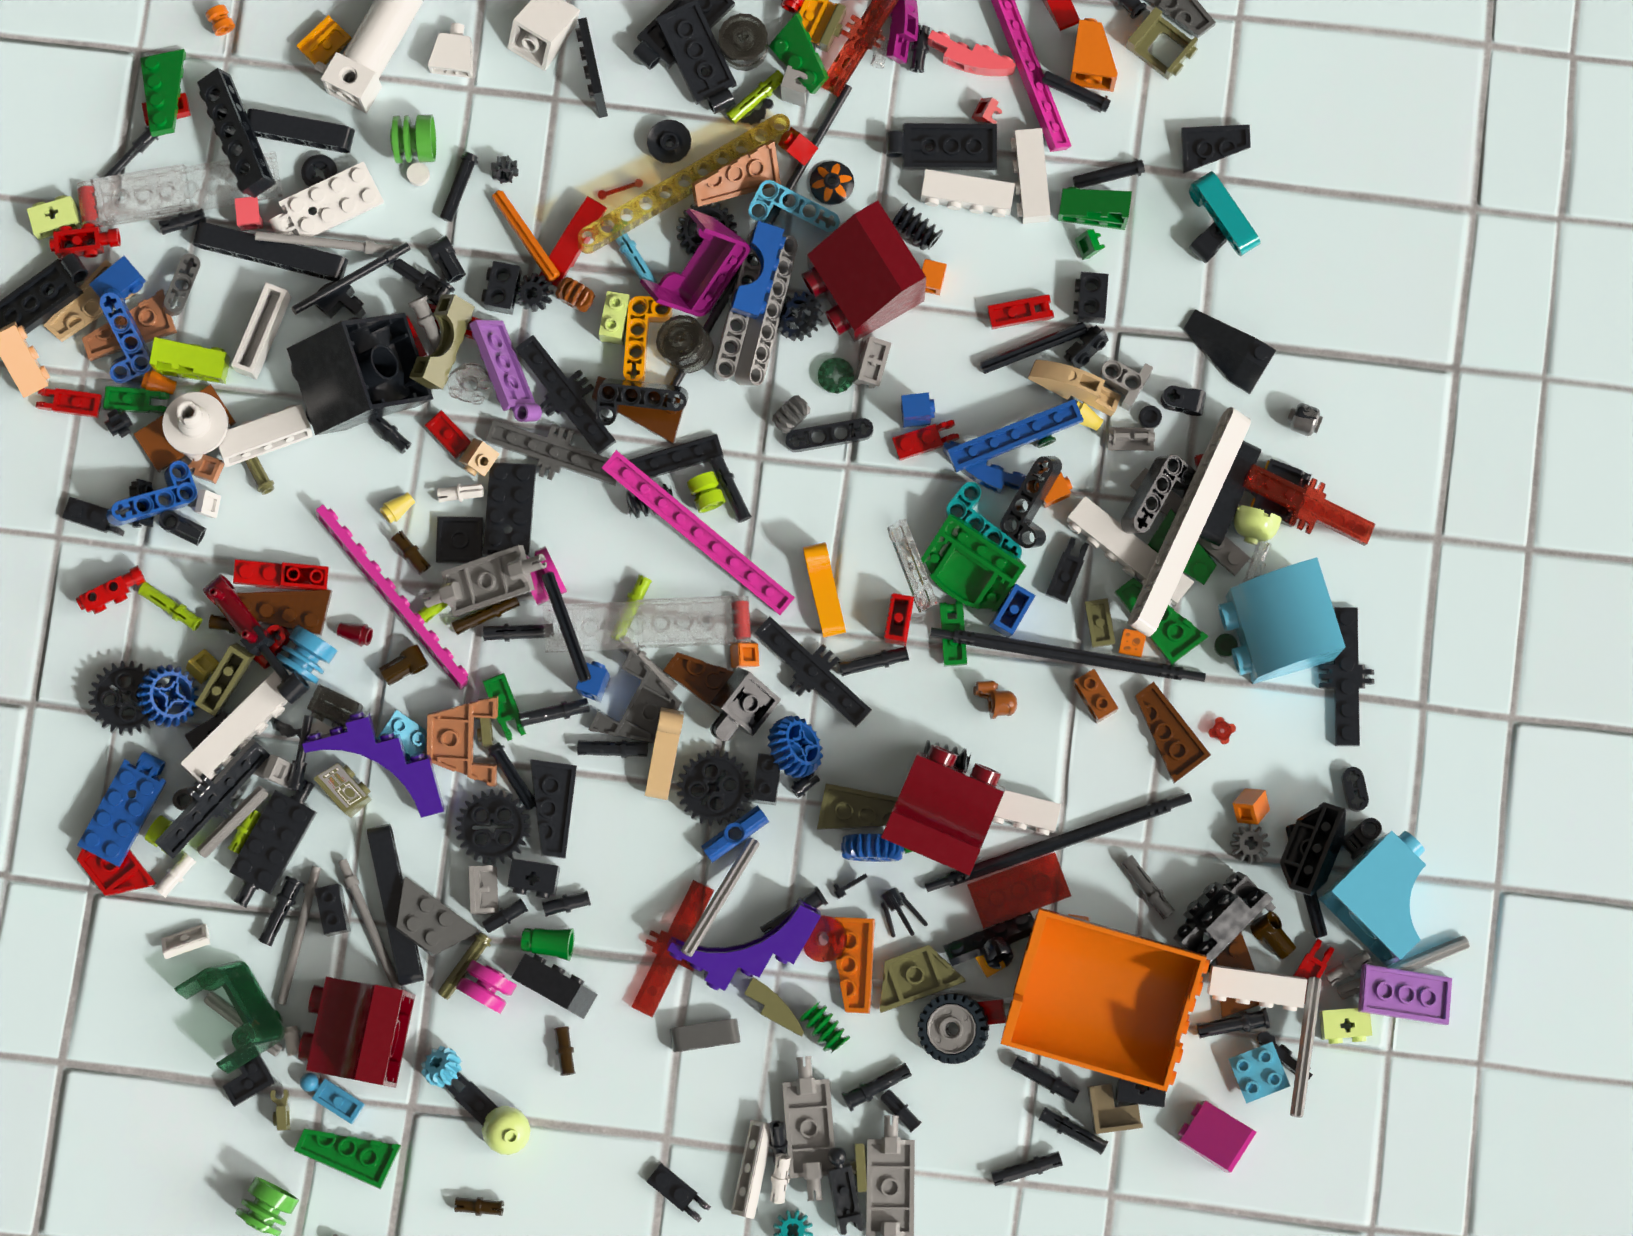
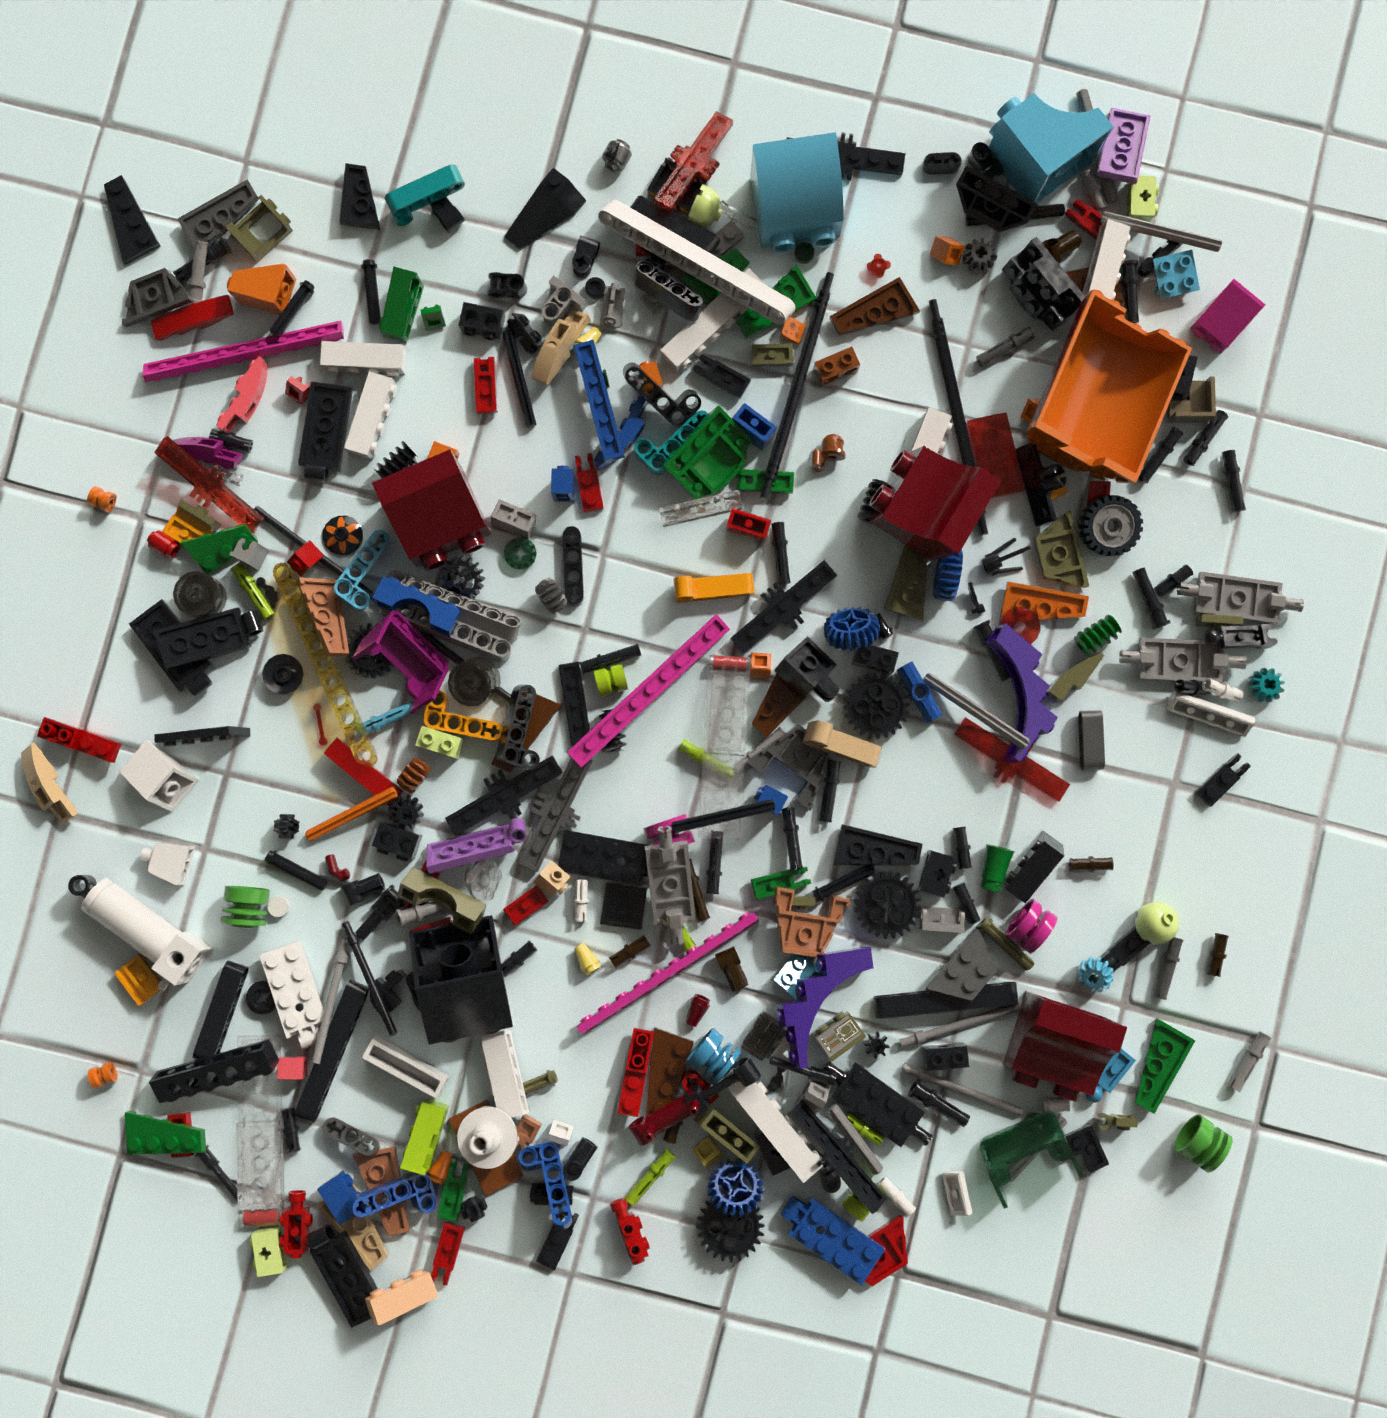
camera: 85 degrees left, 5 degrees up
(333, 828) = (872, 1040): none -> black gear
(458, 1151) = (1168, 967): none -> dark grey pin
(462, 227) = (334, 870): none -> dark red arm
(1136, 314) = (502, 284): none -> black piece

